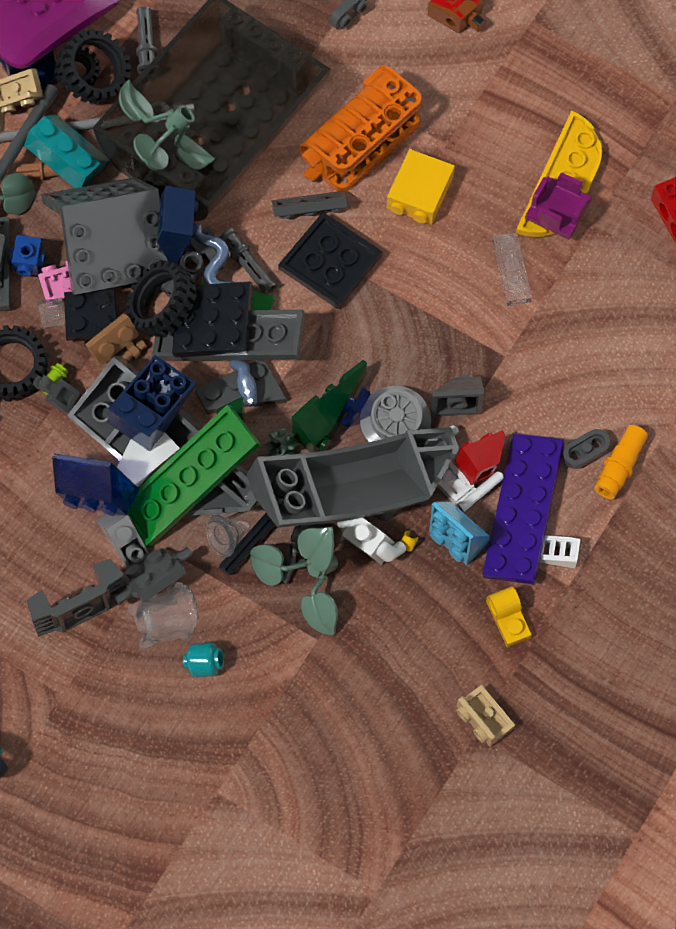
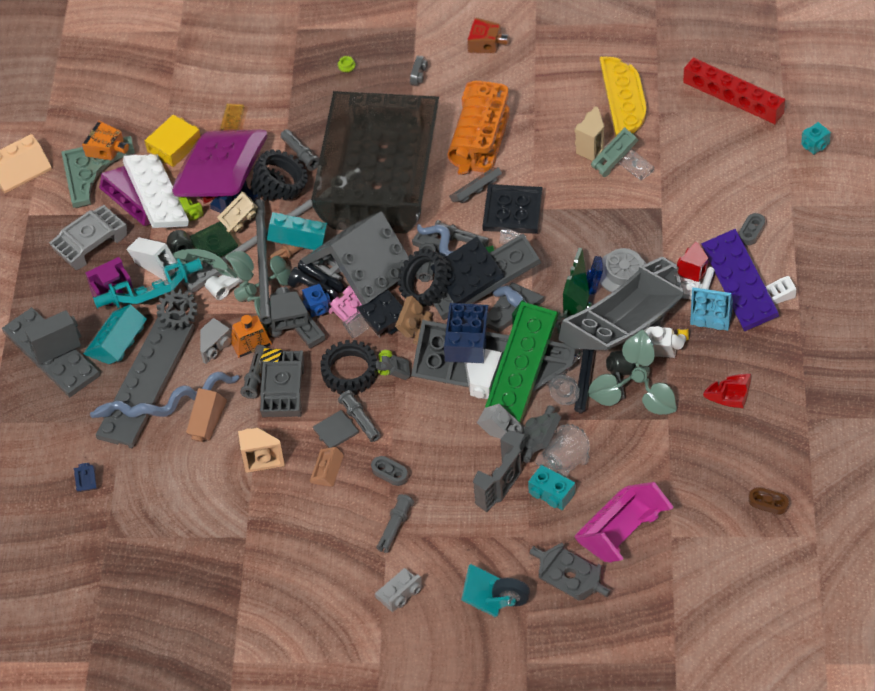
camera: 25 degrees left, 15 degrees down
(50, 242) = (328, 283): none -> black piece
(68, 749) = (558, 562): none -> dark grey plate
(92, 485) = (462, 398): clear blue slope -> none
(123, 652) = (551, 487): none -> teal brick
(163, 739) = (620, 518): none -> dark pink windscreen
(176, 222) = (406, 224): dark blue slope -> none
(177, 121) = (367, 167): sand green plant -> none
(203, 659) = (606, 464): teal head -> none
(302, 299) = (508, 235): none -> clear cone
(352, 817) = (769, 500): none -> reddish brown plate
(410, 648) = (730, 392): none -> red brick
(420, 187) = (538, 141): yellow brick -> none
(458, 397) = (655, 238): dark grey slope -> none
(481, 215) = (590, 135): none -> tan slope
(484, 715) = (806, 402): tan bracket -> none
(495, 253) = (614, 152): none -> sand green plate
(506, 611) = (771, 339): yellow plate -> none
(558, 205) = (634, 106): magenta panel -> none
(620, 463) = (779, 225): light orange piece -> none

